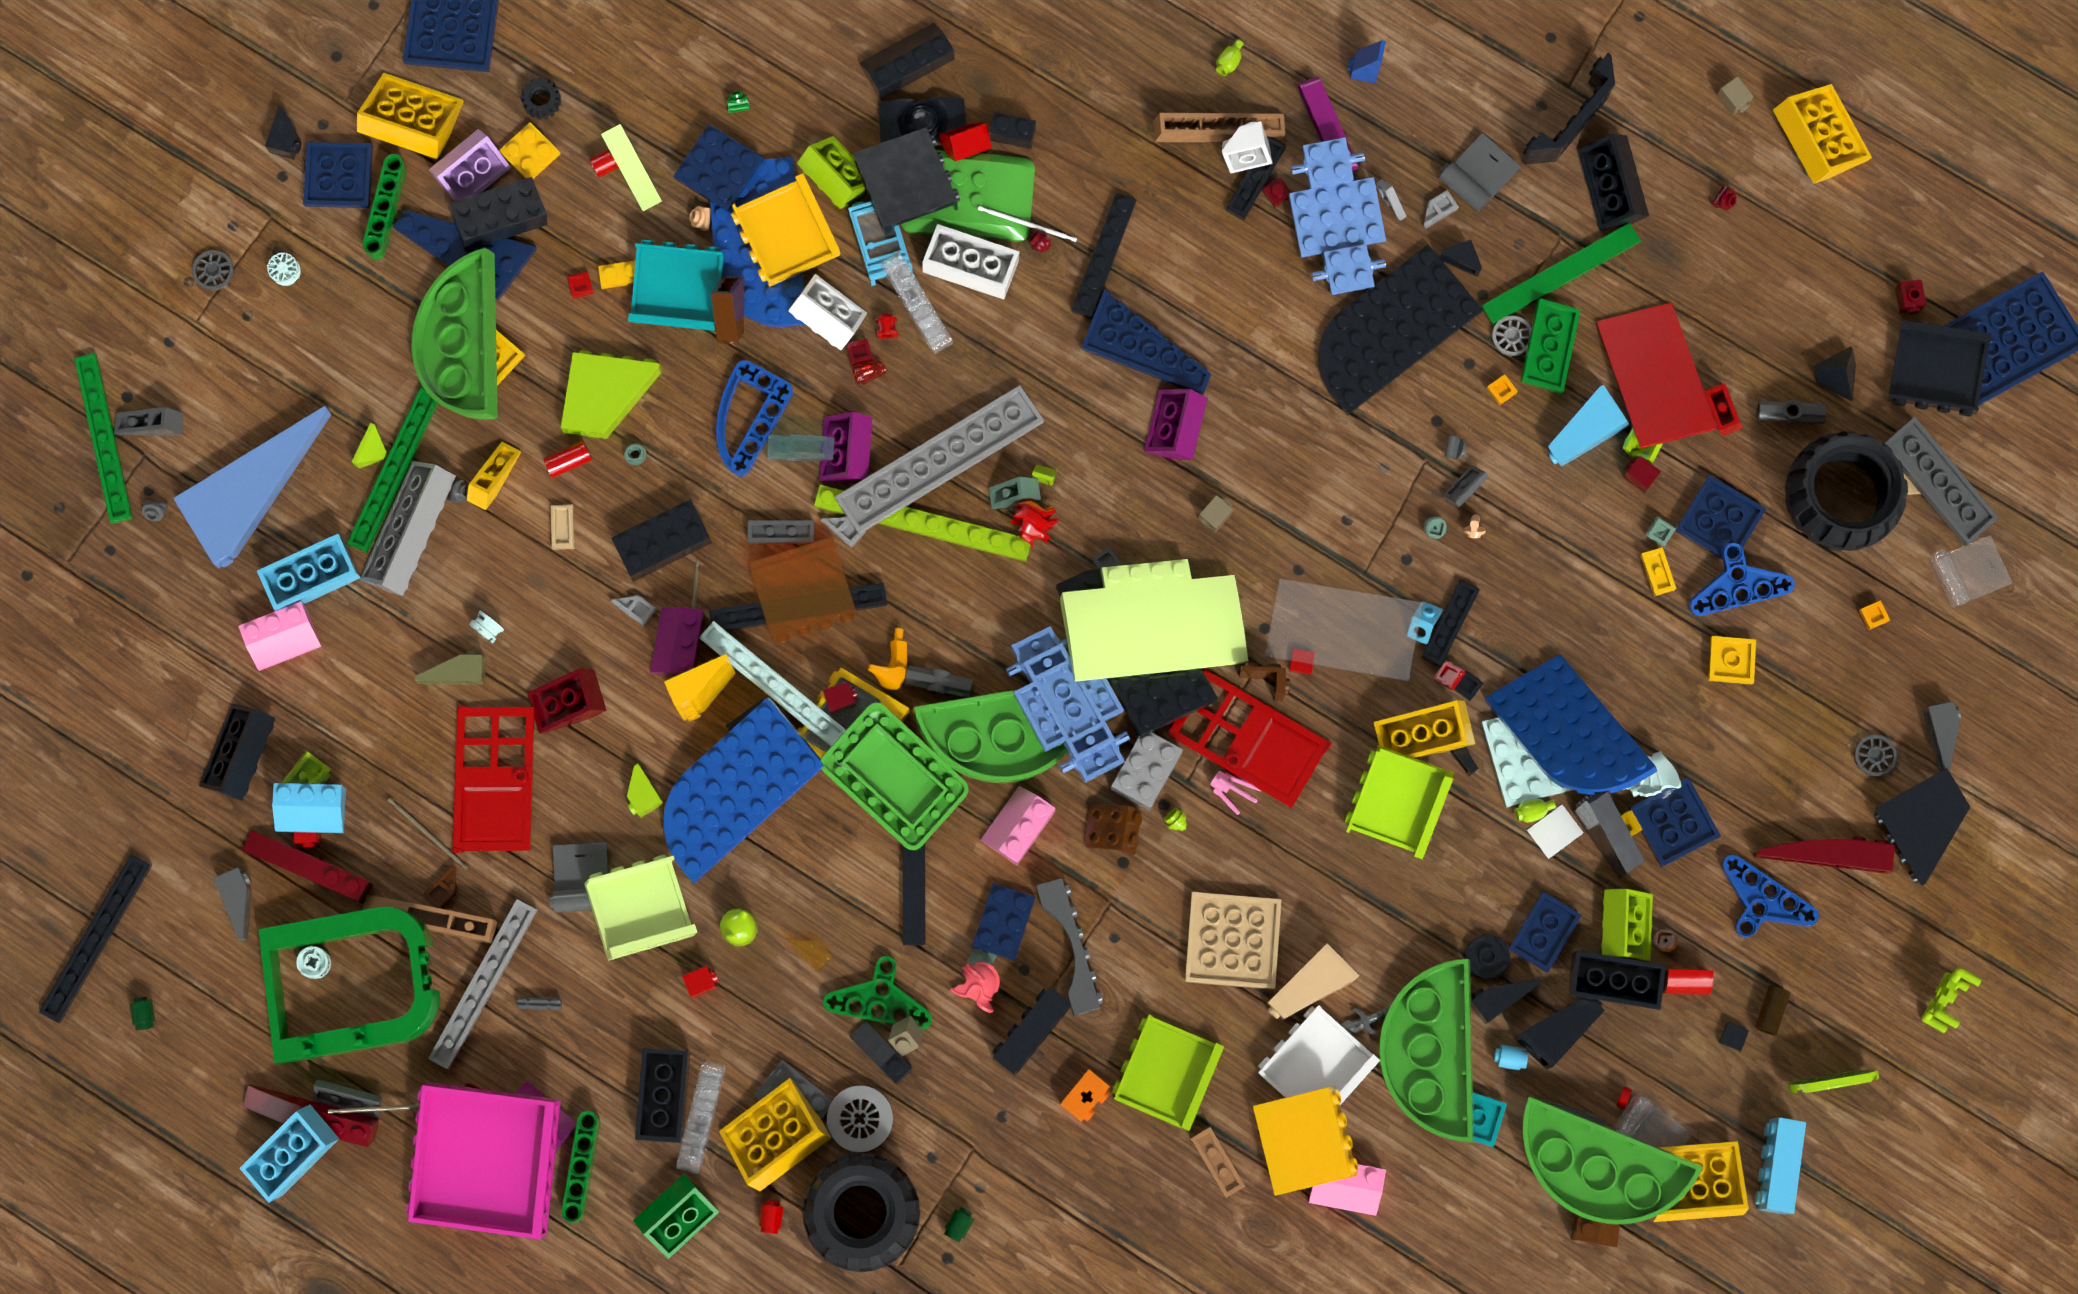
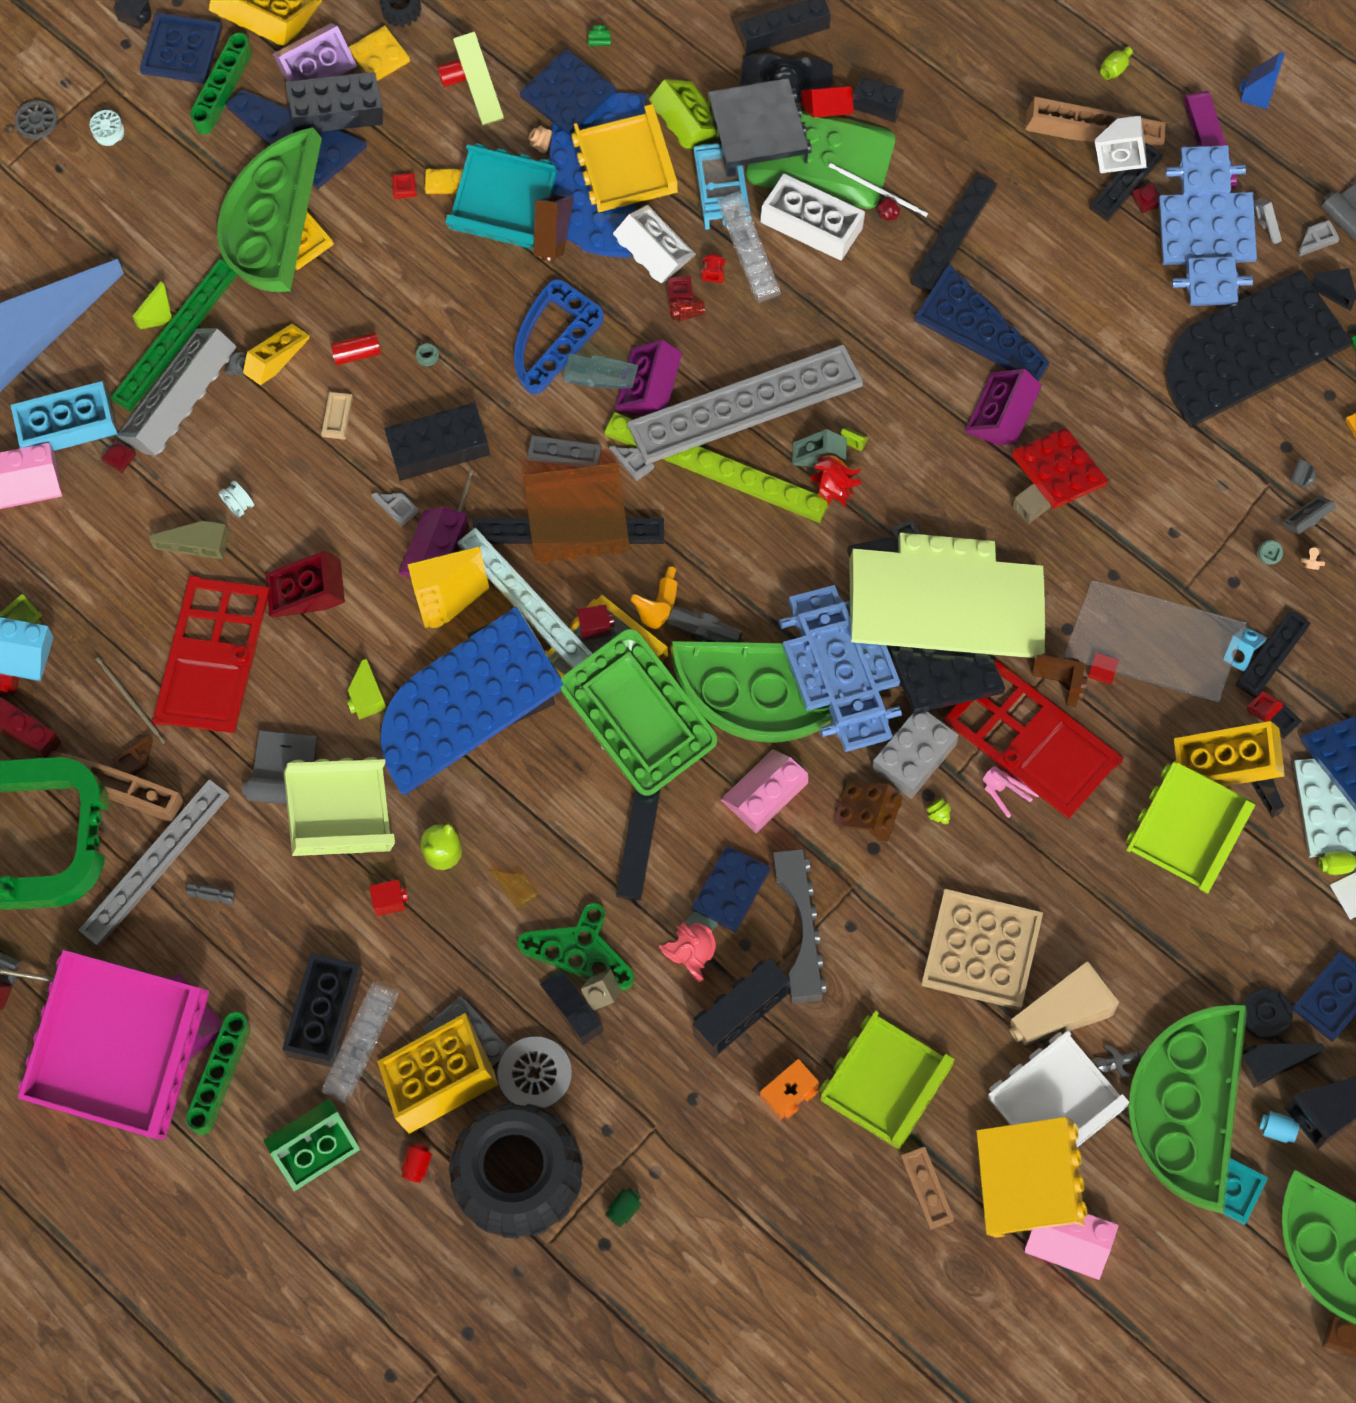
camera: 15 degrees right, 10 degrees down
(366, 600) = (118, 456): none -> dark red plate
(604, 391) = (407, 289): lime slope -> none
(1235, 477) = (1059, 468): none -> red plate

